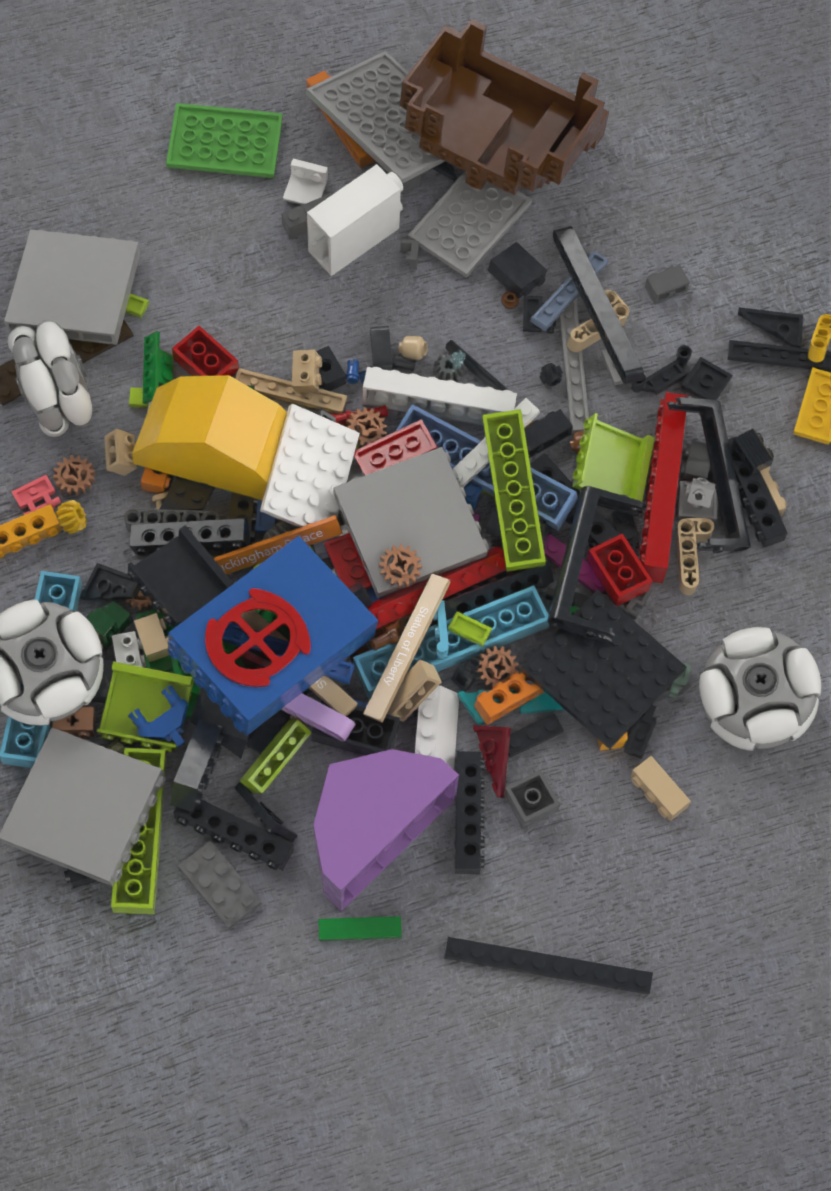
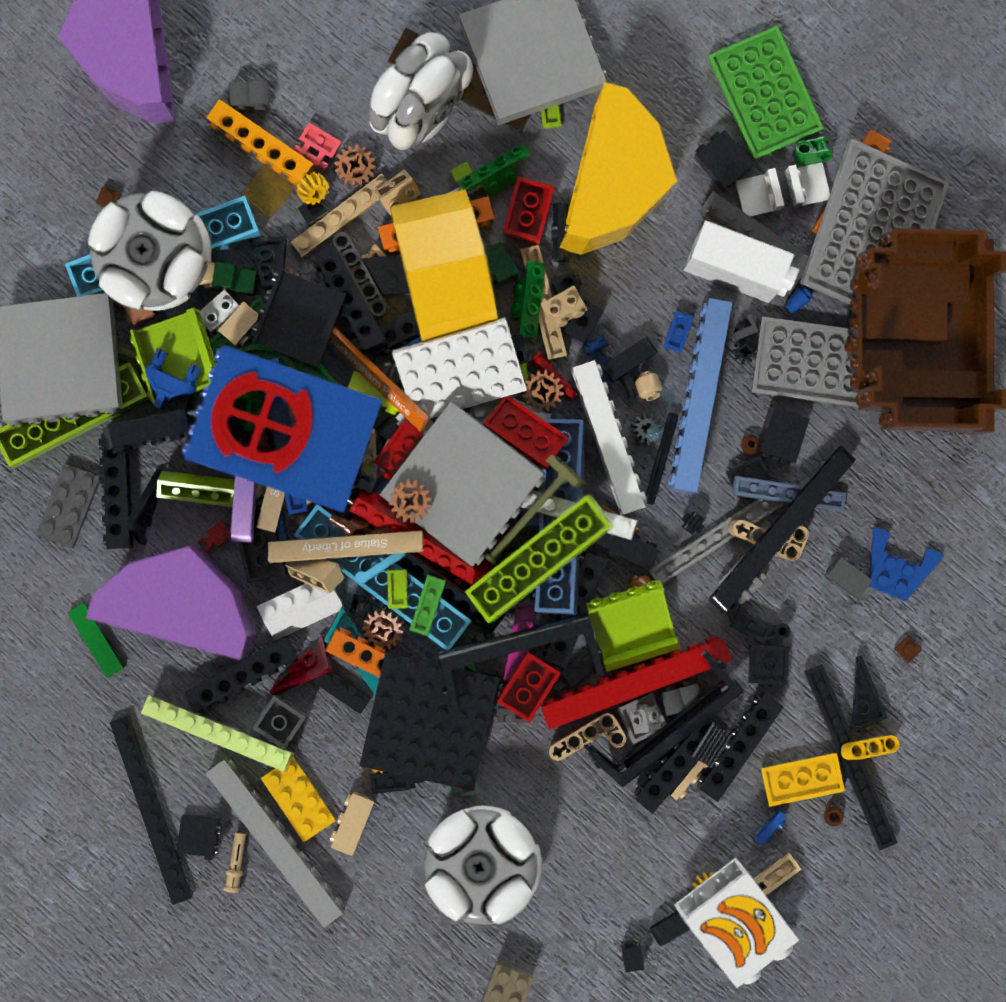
camera: 60 degrees right, 20 degrees up
(48, 557) = (268, 191): none -> clear yellow tile
(92, 533) = (312, 213): none -> black panel
(109, 514) = (338, 218): none -> tan plate
(218, 266) = (620, 173): none -> yellow brick
(240, 348) = (560, 213): none -> black piece
(260, 197) = (723, 160): none -> black brick
(277, 392) = (528, 299): none -> green bracket
(284, 372) = (557, 282): none -> black brick
(296, 130) = (812, 150): none -> green piece
(320, 149) = (807, 184): none -> white bracket
(323, 763) = (217, 534): none -> red plate
(381, 303) = (678, 332): none -> blue plate
(411, 202) = (798, 299): none -> blue cone
(430, 263) = (740, 355): none -> black gear
(448, 311) = (701, 396): none -> medium blue brick
(451, 432) = (565, 474): none -> olive tile
(499, 611) = (427, 605): none -> bright green tile
(510, 859) = (217, 733): none -> yellowish green brick
(598, 931) = (199, 836): none -> black bracket
(611, 827) = (298, 800): none -> yellow plate
(640, 866) = (275, 842): none -> light grey brick
(648, 918) = (239, 839): none -> tan pin
(685, 250) = (894, 574): none -> blue wing
(748, 398) = (750, 742): none -> black brick
(753, 273) = (908, 649): none -> reddish brown plate

